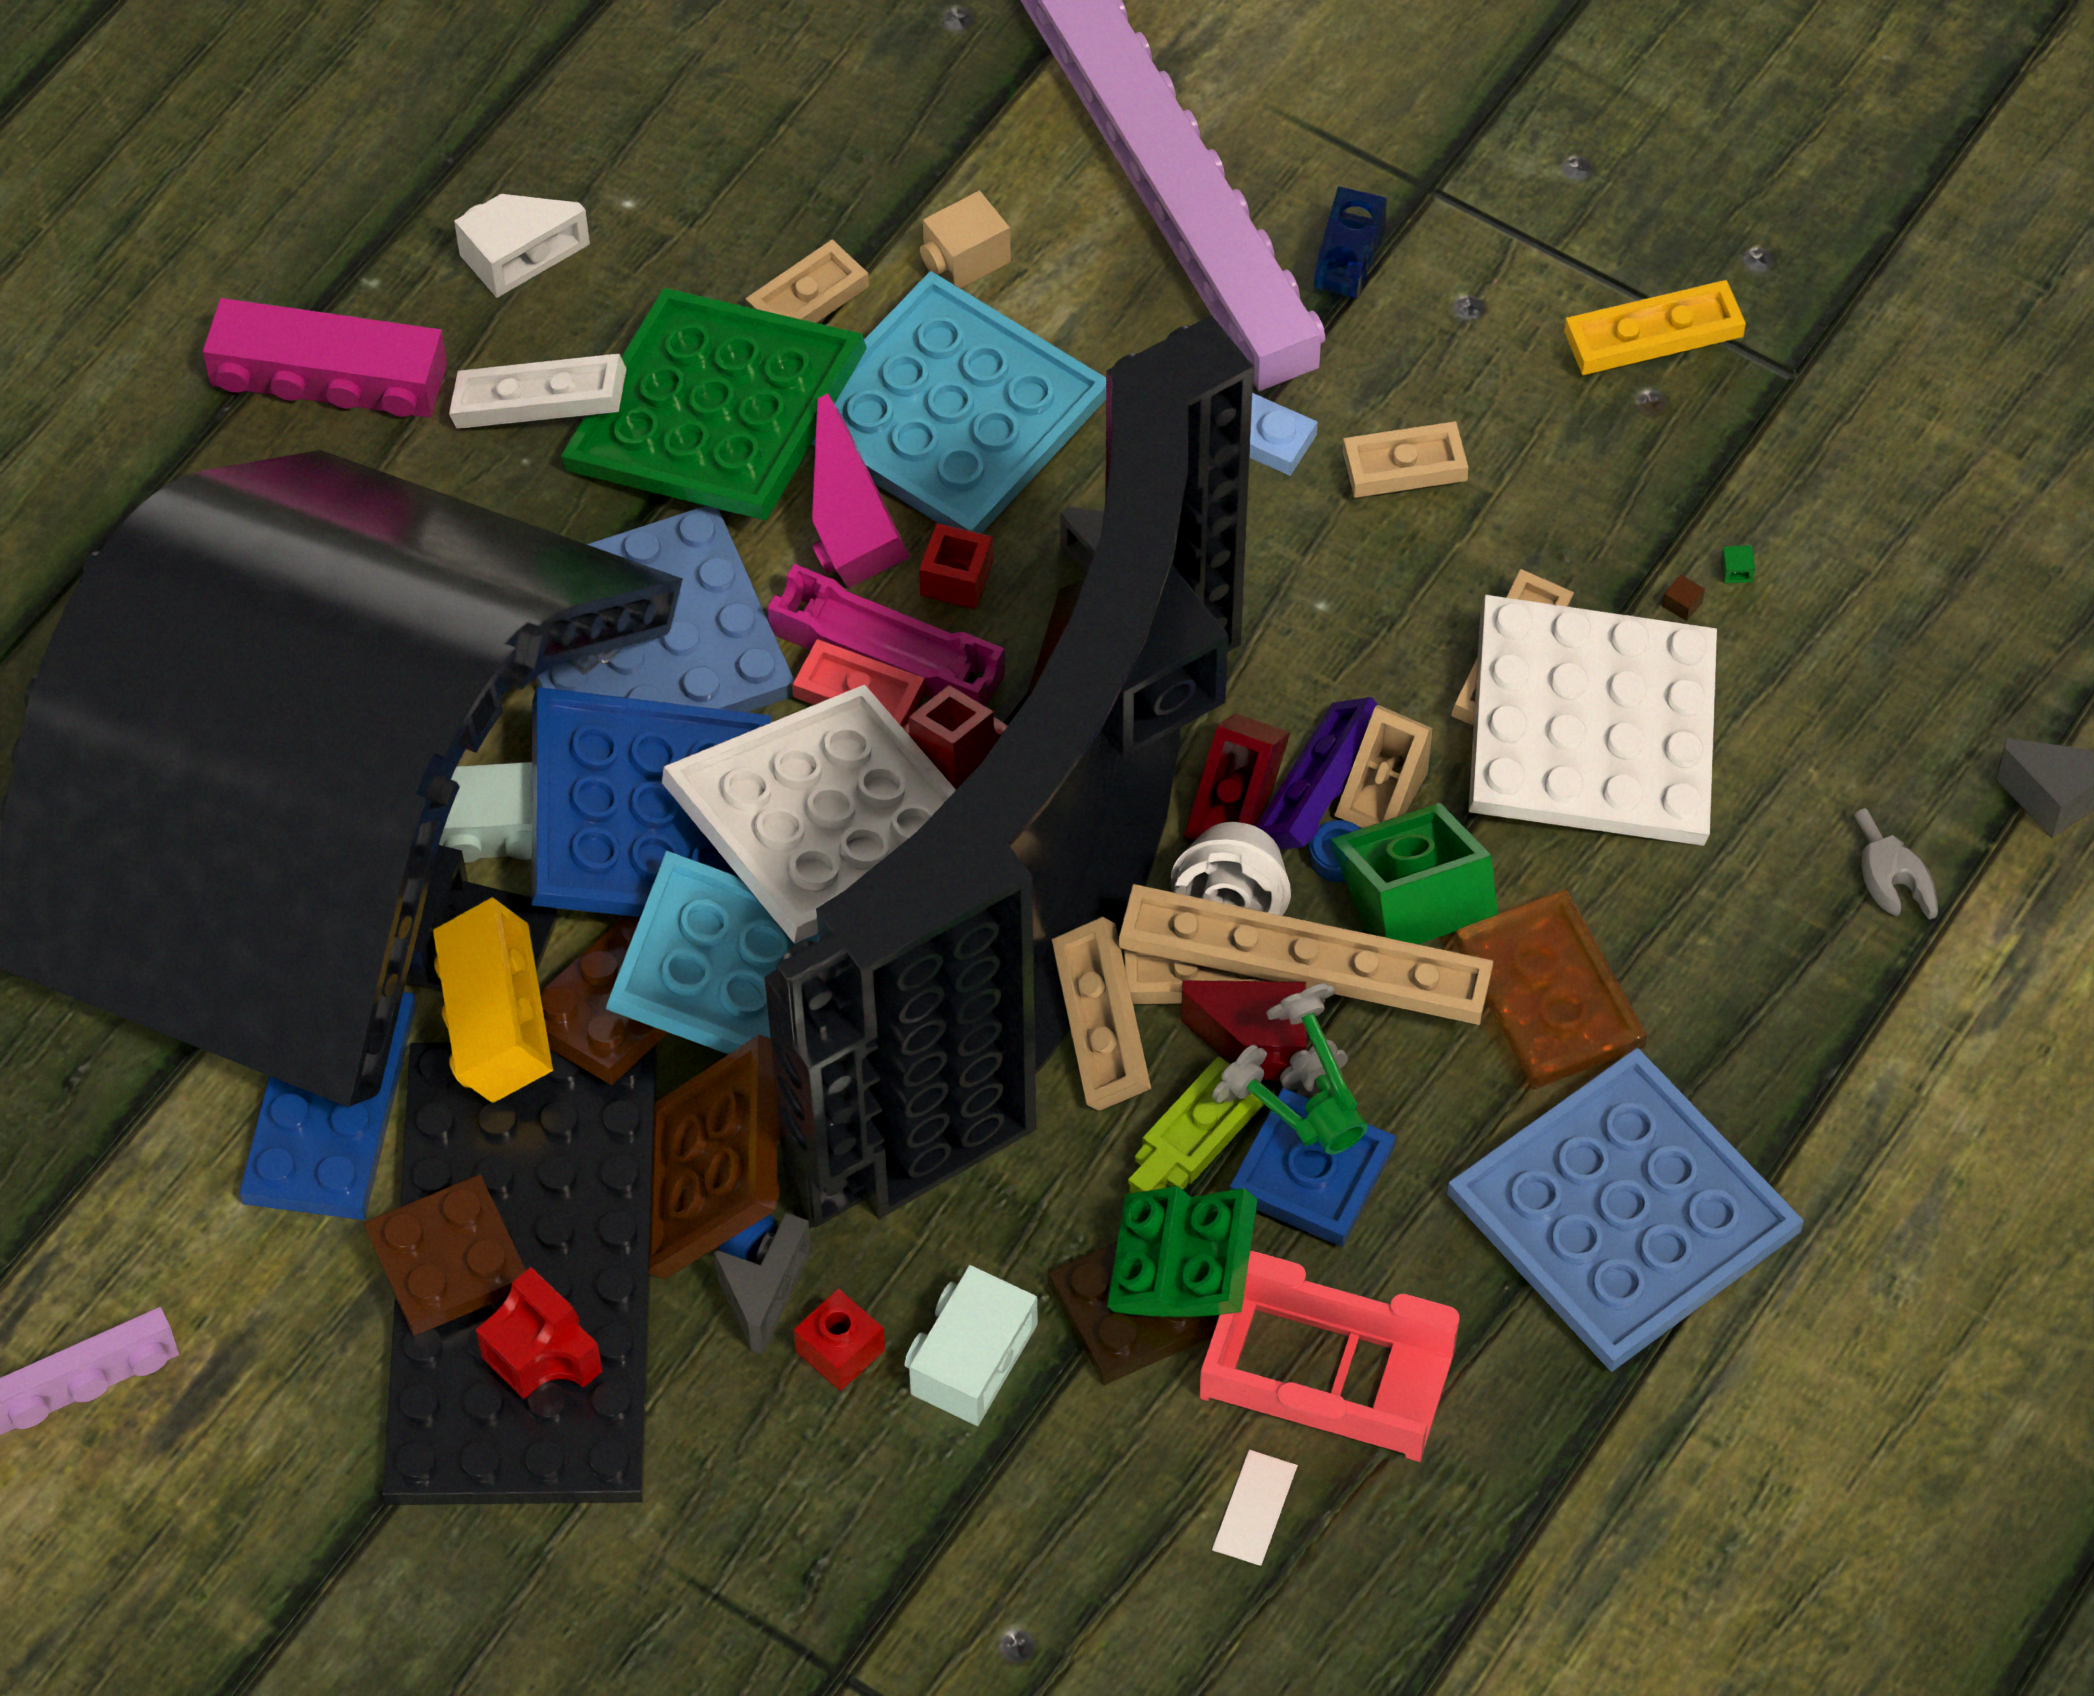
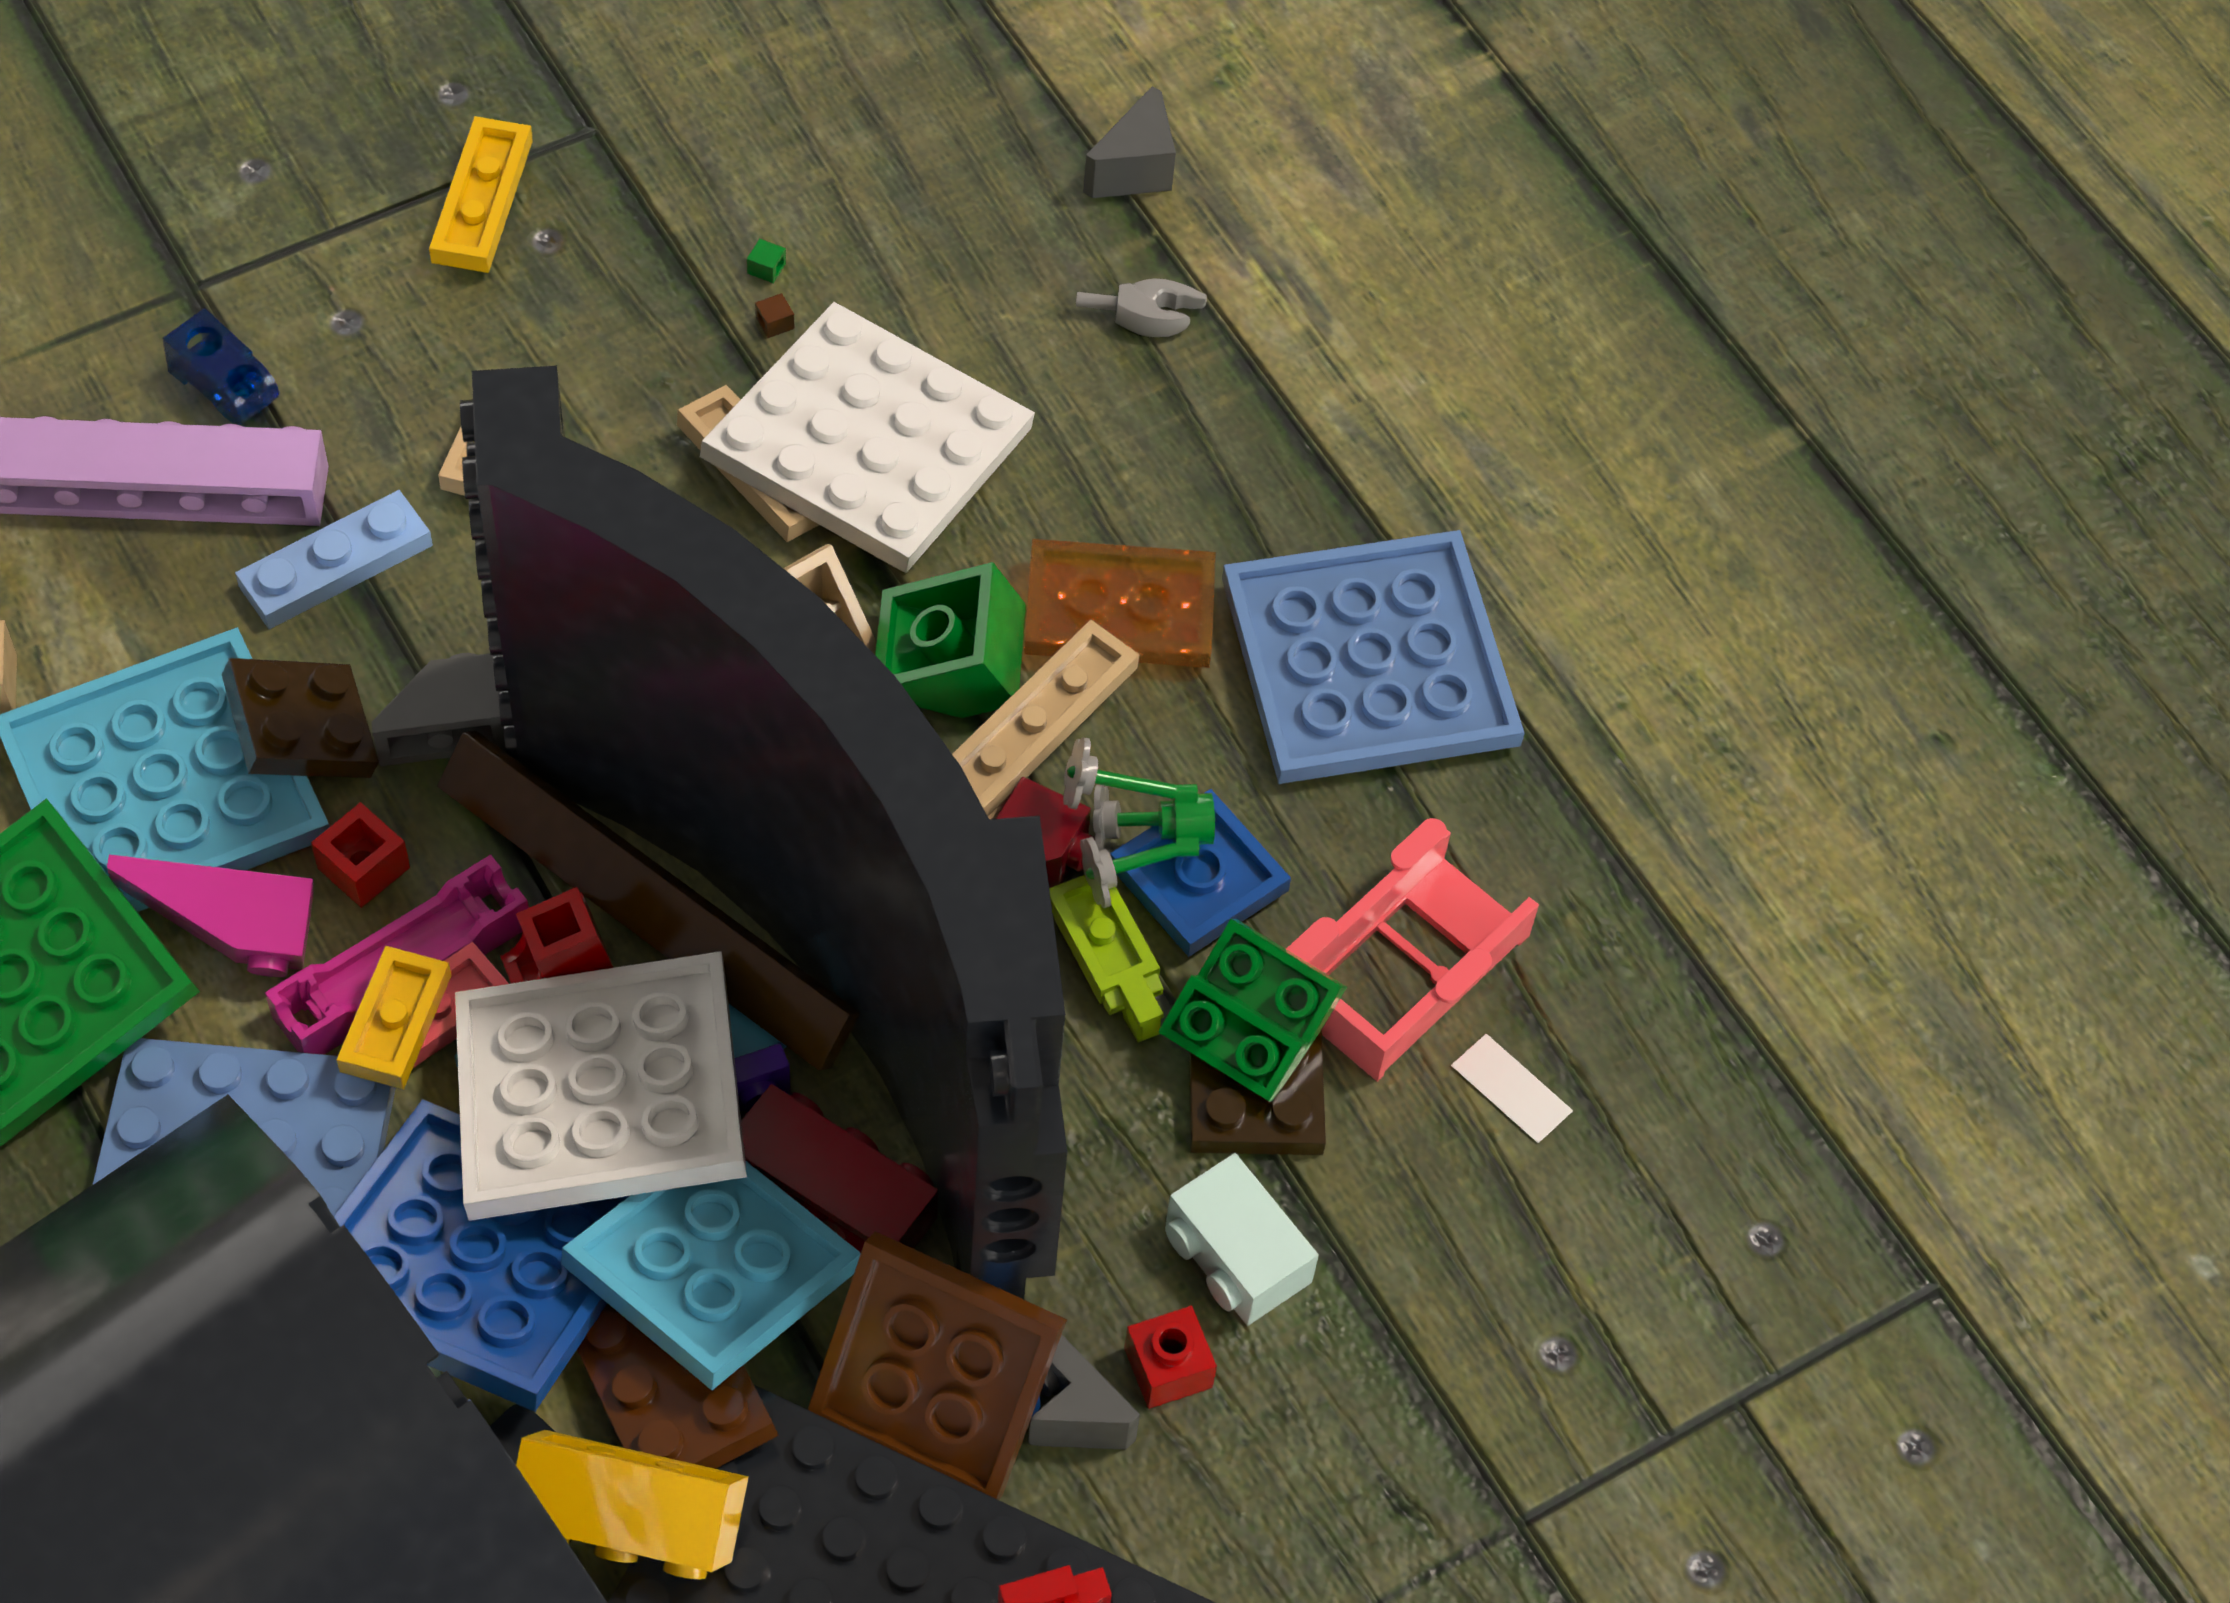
camera: 70 degrees left, 0 degrees up
(817, 654) = (394, 1017): none -> yellow plate
(1047, 461) = (299, 718): none -> dark brown plate

